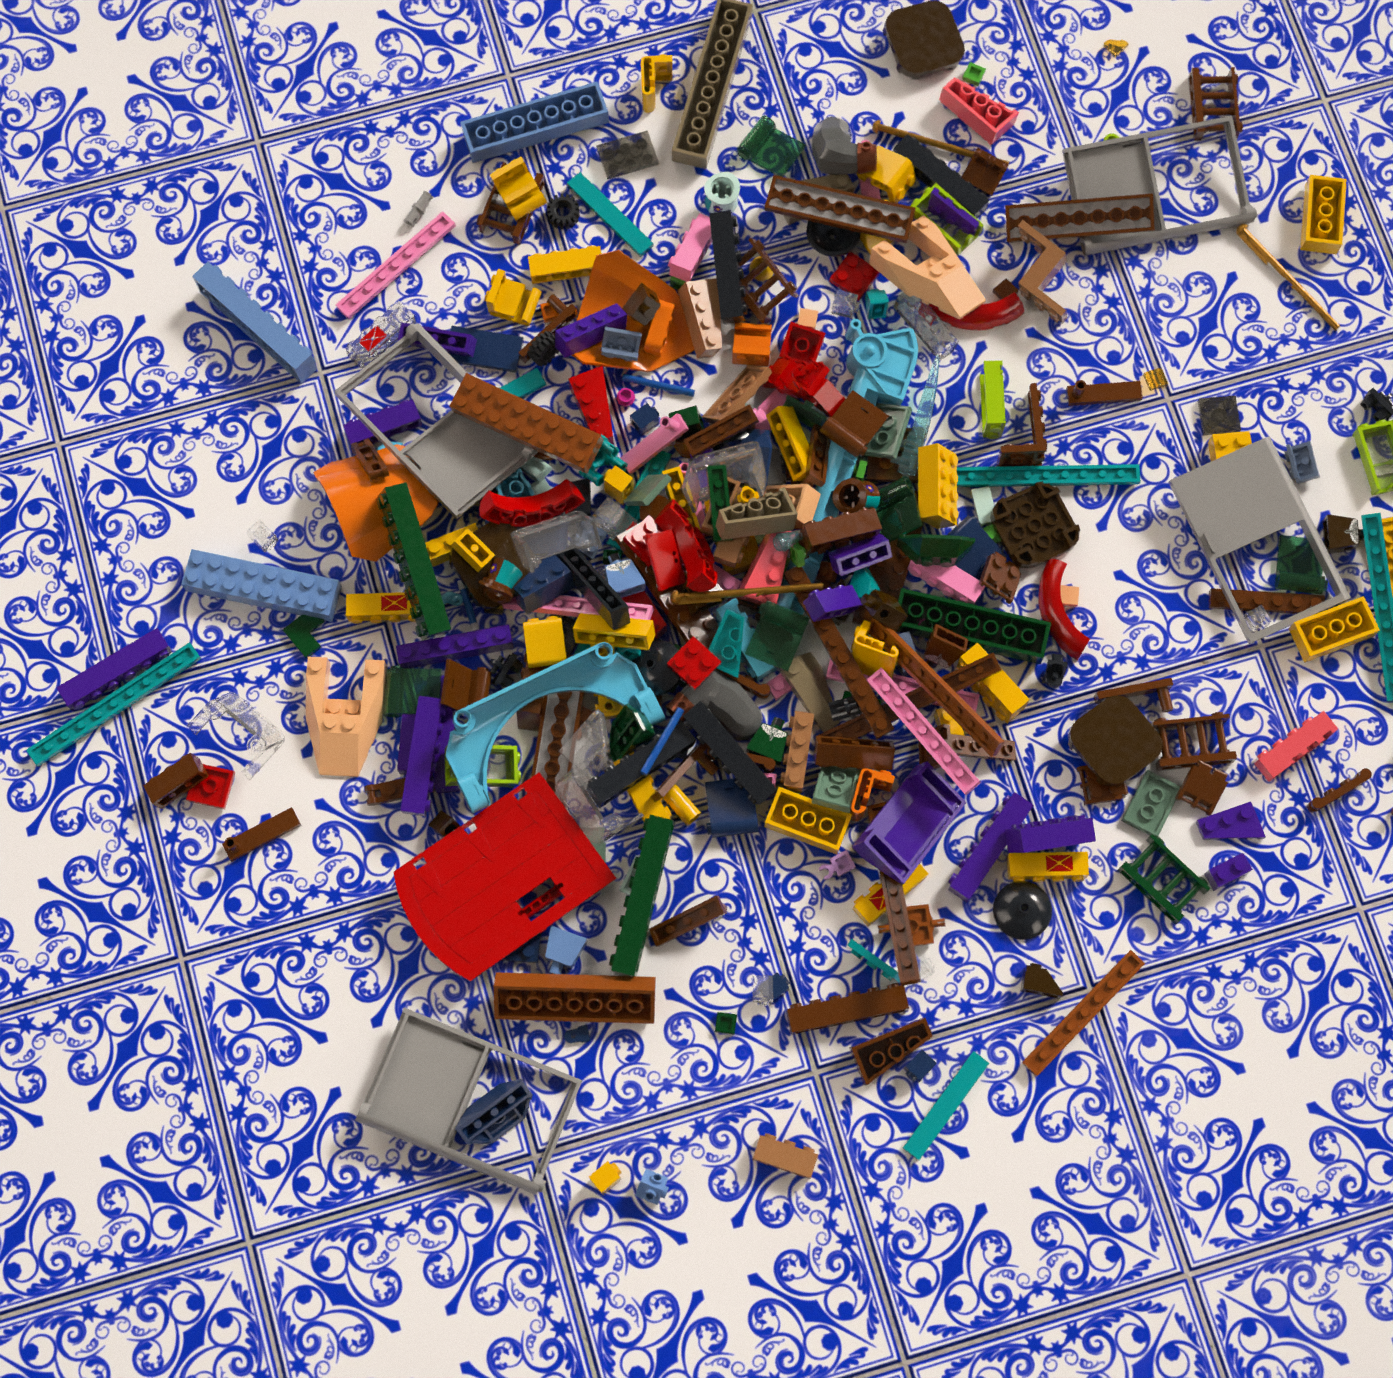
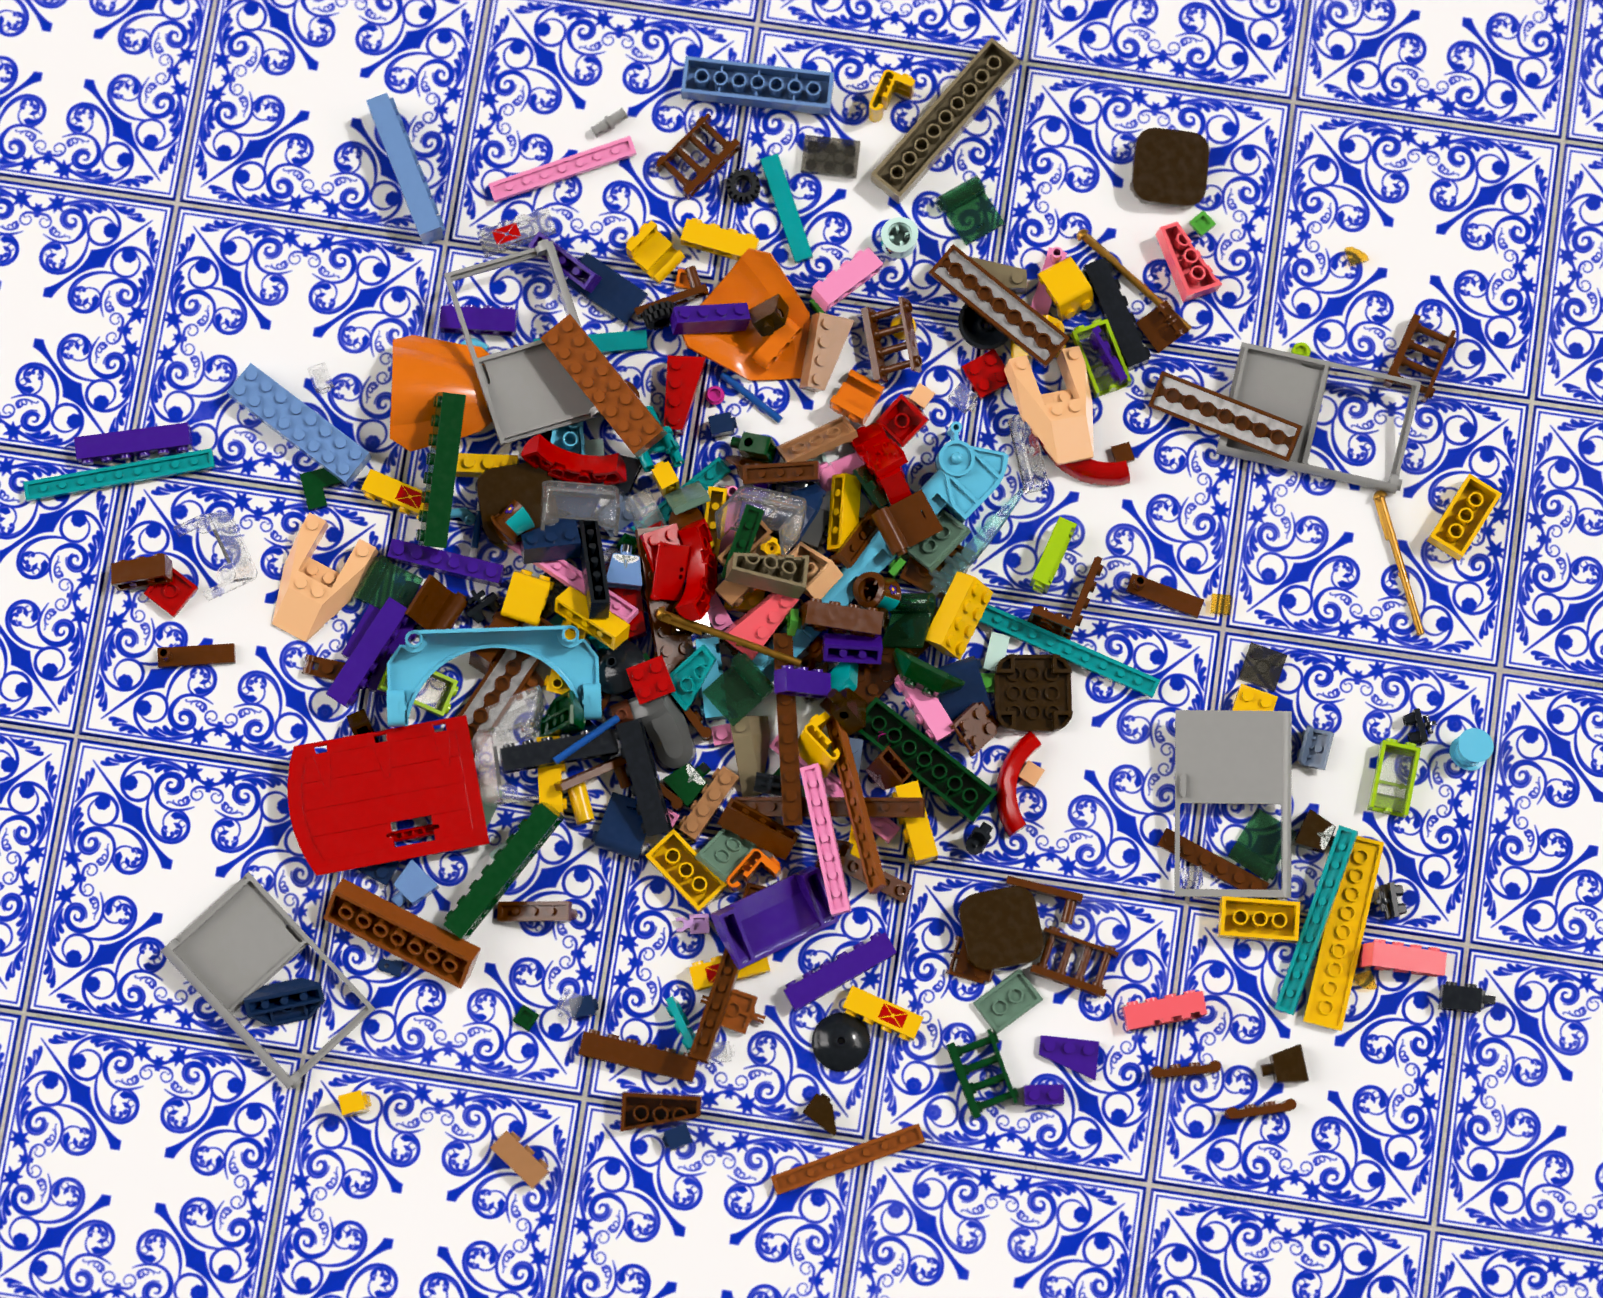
camera: 25 degrees right, 5 degrees up
(370, 459) = (448, 352): reddish brown plate -> none
(472, 550) = (499, 483): yellow brick -> none
(518, 188) = (708, 148): yellow piece -> none
(536, 468) = (600, 428): light aqua tile -> none
(620, 344) = (731, 344): sand blue bracket -> none
(652, 1187) = (391, 1130): medium blue brick -> none
(654, 443) = (718, 454): bright pink piece -> none
(727, 267) = (866, 314): black brick -> none
(785, 540) = (787, 605): clear light blue cone -> none
(836, 152) = (1025, 244): dark grey piece -> none
(876, 303) = (992, 411): teal slope -> none
(946, 1105) = (684, 1182): teal tile -> none
(1042, 272) = (1161, 453): medium nougat bracket -> none
(1050, 834) = (894, 986): dark purple brick -> none
(1203, 787) = (1060, 1007): reddish brown plate -> none

